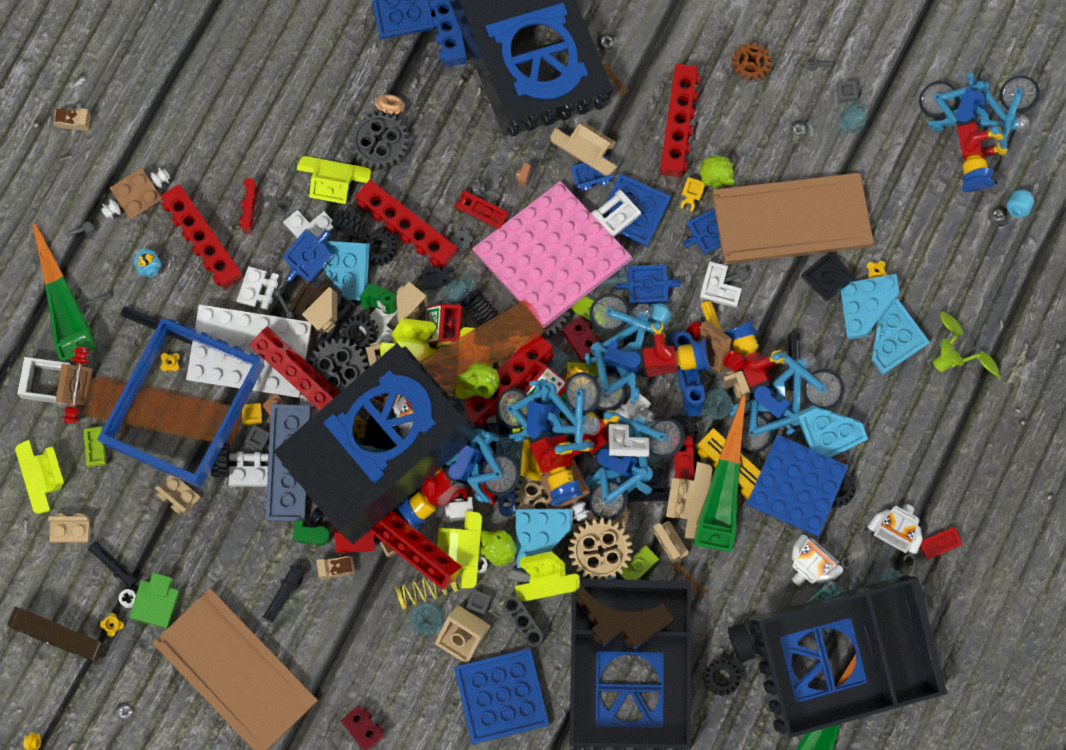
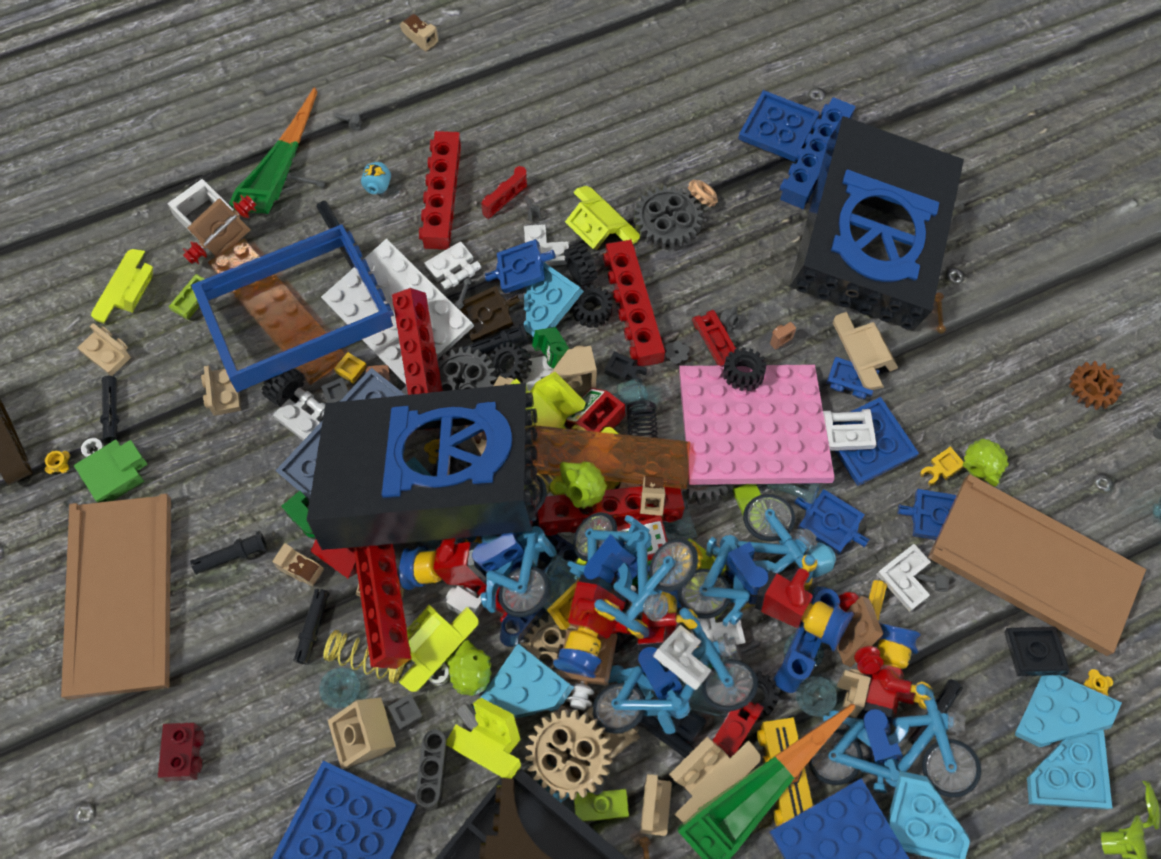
camera: 35 degrees right, 10 degrees down
(135, 193) = (417, 118): medium nougat plate -> none
(174, 366) = (324, 277): yellow plate -> none
(323, 312) = (488, 317): tan slope -> none
(376, 597) = (308, 636): none -> black pin
(524, 229) = (747, 359): none -> black tyre
(527, 353) = (652, 493): none -> tan leg
(580, 337) = (722, 520): dark red brick -> none
(688, 75) = (1012, 350): red brick -> none

